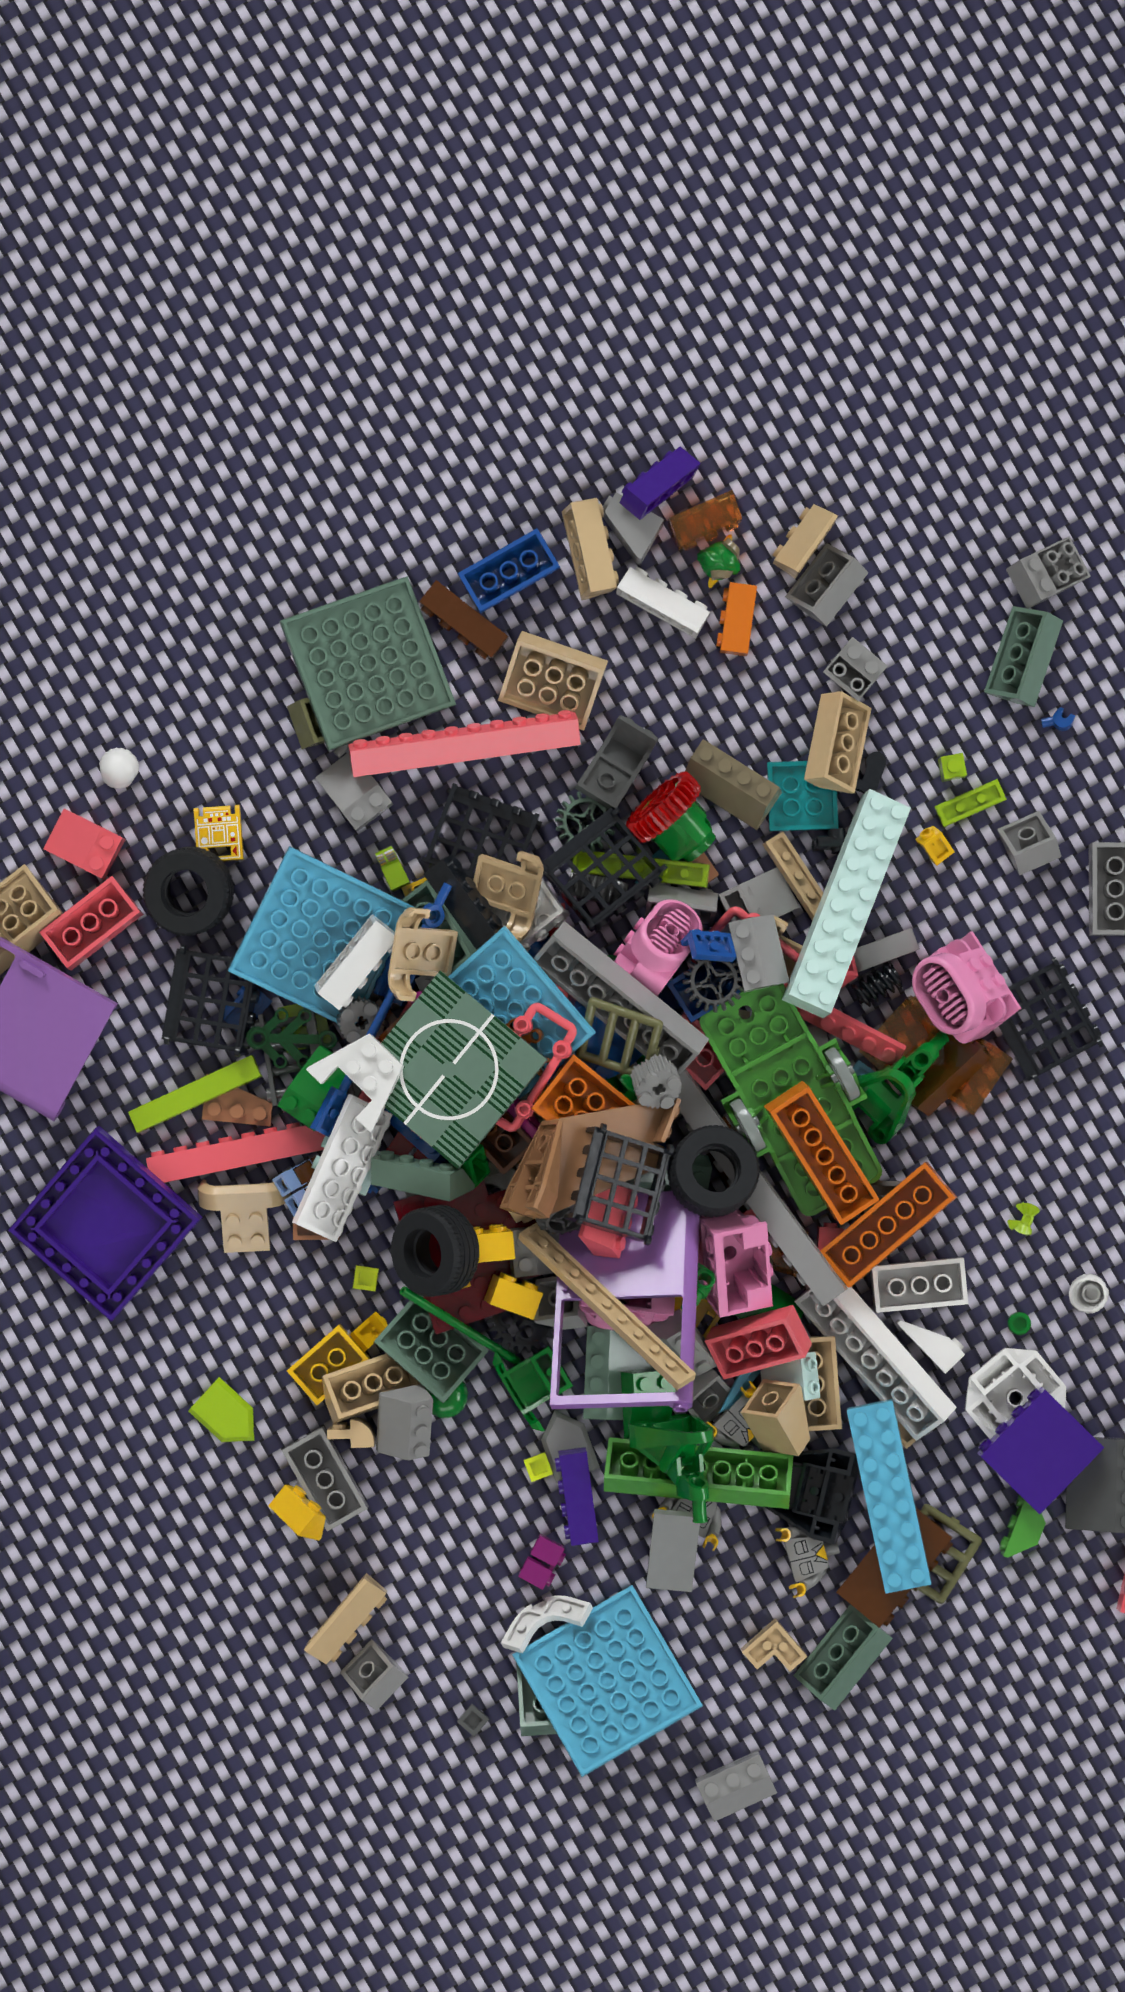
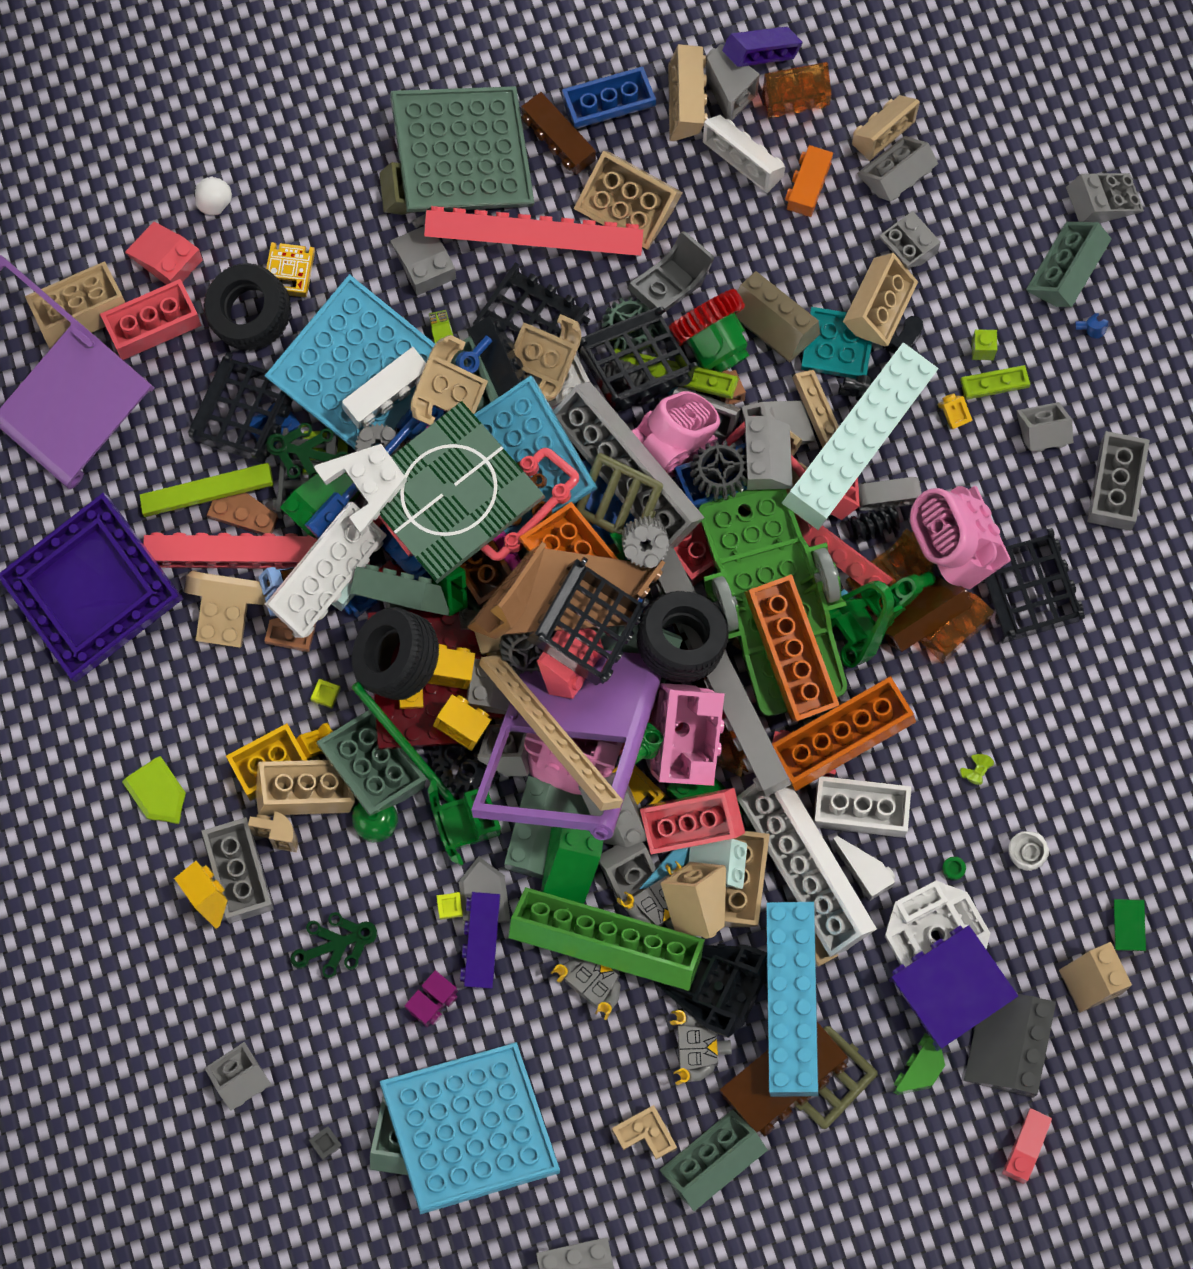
camera: 15 degrees right, 15 degrees down
(345, 1619) = (222, 1012): tan slope -> none
(404, 1422) = (327, 828): light grey slope -> none
(438, 1526) = (338, 944): none -> dark green plant
(532, 1617) = (433, 1047): white plate -> none
(672, 1551) = (564, 1011): light grey tile -> none
(677, 1438) = (591, 899): green connector -> none
(710, 945) = (723, 430): blue bracket -> none
(720, 560) = (804, 128): green hair -> none

